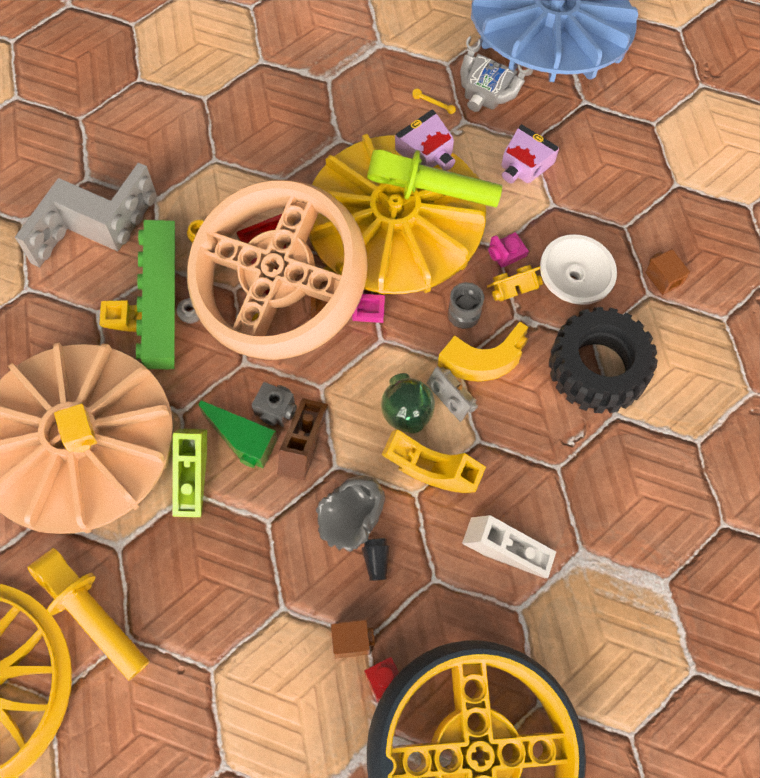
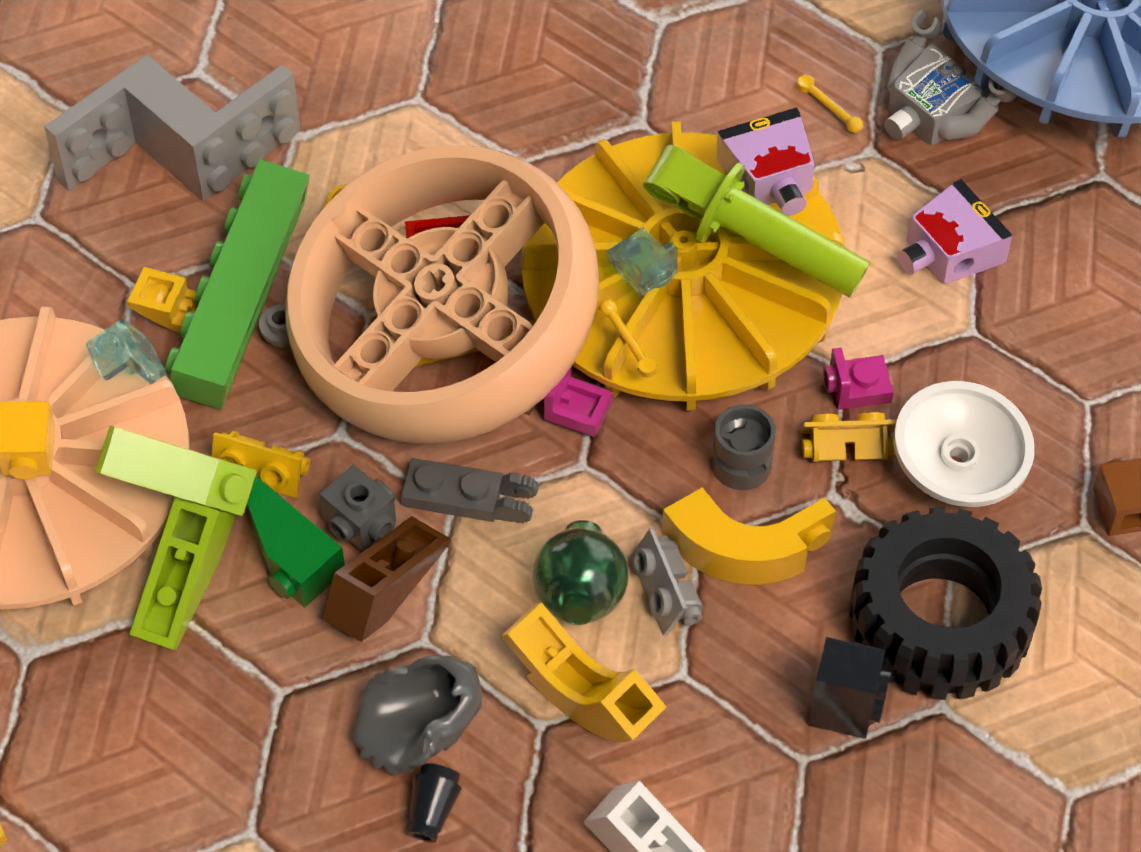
camera: 20 degrees right, 10 degrees down
(111, 355) = (125, 348): none -> clear light blue bracket
(168, 419) = (175, 471): none -> slope
(218, 394) = (274, 466): none -> yellow hinge
(326, 374) = (467, 491): none -> dark grey hinge
(380, 219) = (644, 261): none -> clear light blue bracket
(402, 277) = (646, 365): none -> yellow hinge
(573, 423) = (849, 688): none -> black brick

